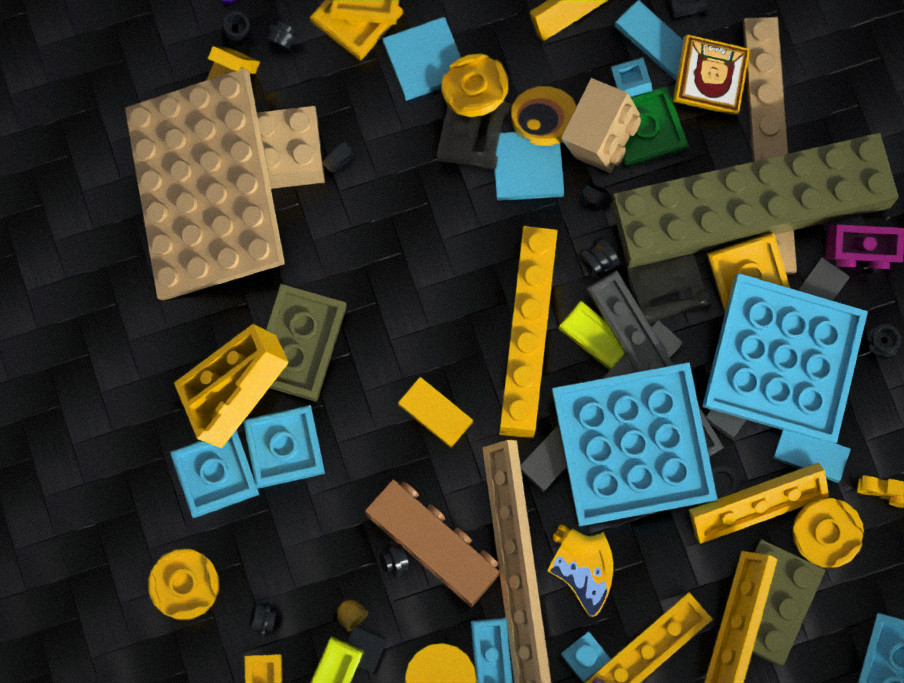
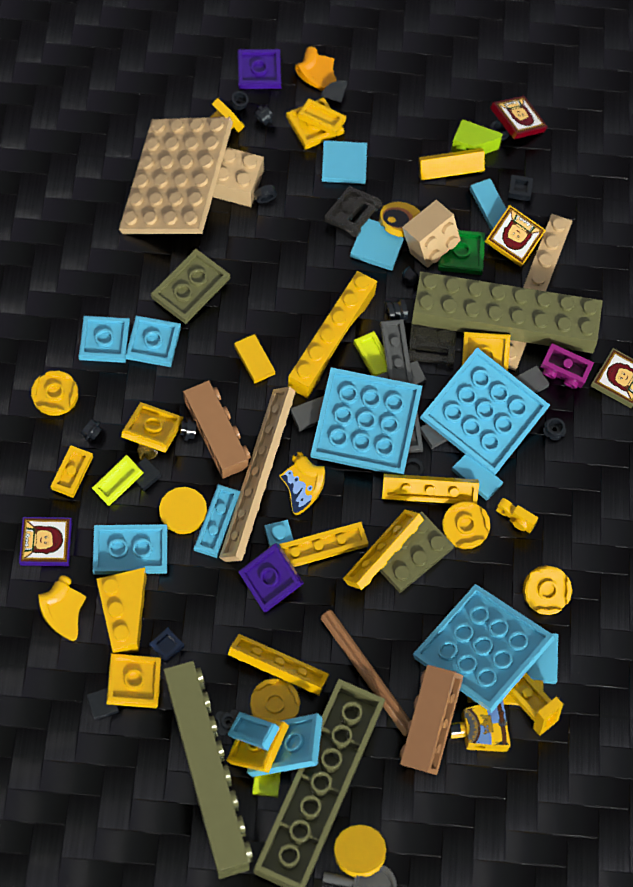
camera: 20 degrees right, 10 degrees down
(230, 383) = (137, 286): yellow wedge -> none
(344, 579) = (152, 427): none -> yellow tile
(474, 85) = (366, 184): yellow tile -> none
(632, 77) = (465, 219): medium azure plate -> none

